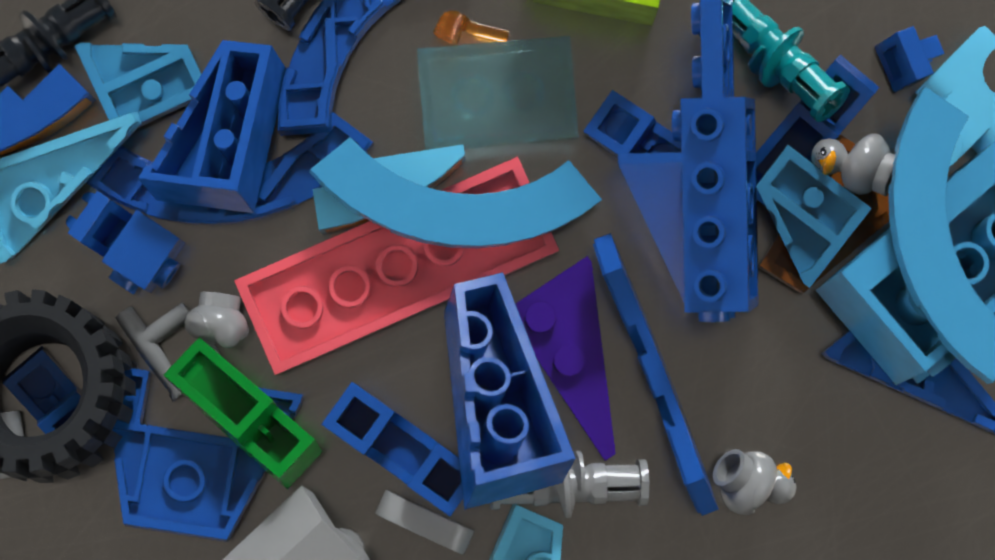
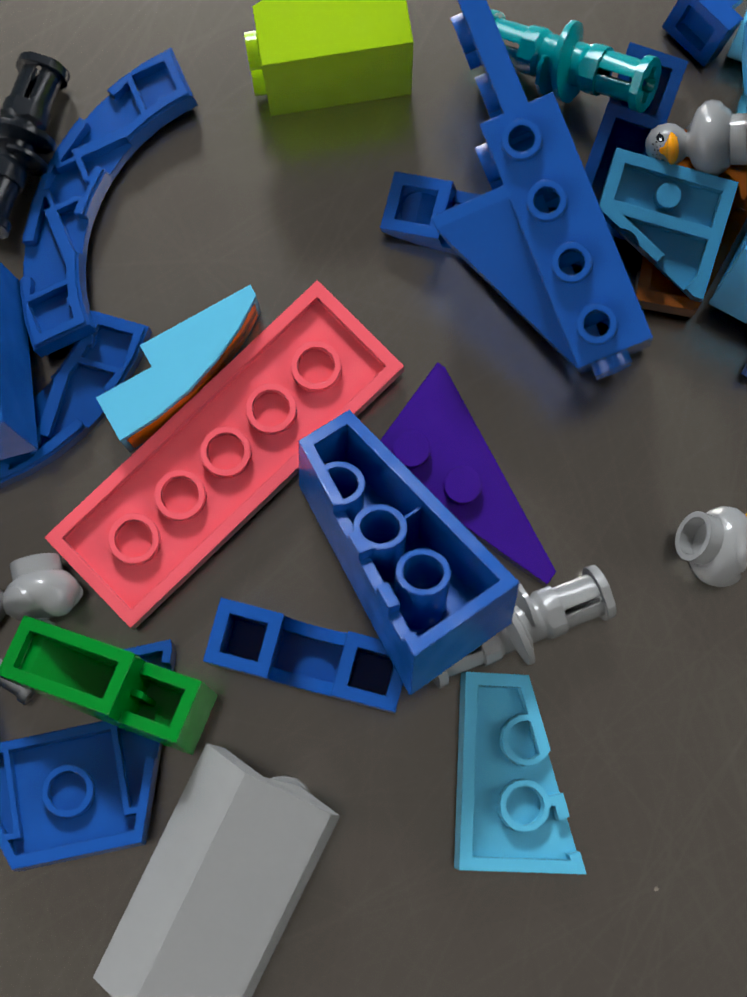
camera: 20 degrees left, 5 degrees down
(424, 522) = (367, 732): light grey beam -> none
(450, 217) = (264, 369): dark azure tile -> none
(454, 24) = (193, 164): clear orange hand -> none
(498, 93) = (270, 222): clear light blue tile -> none
(656, 374) = (567, 463): blue tile -> none

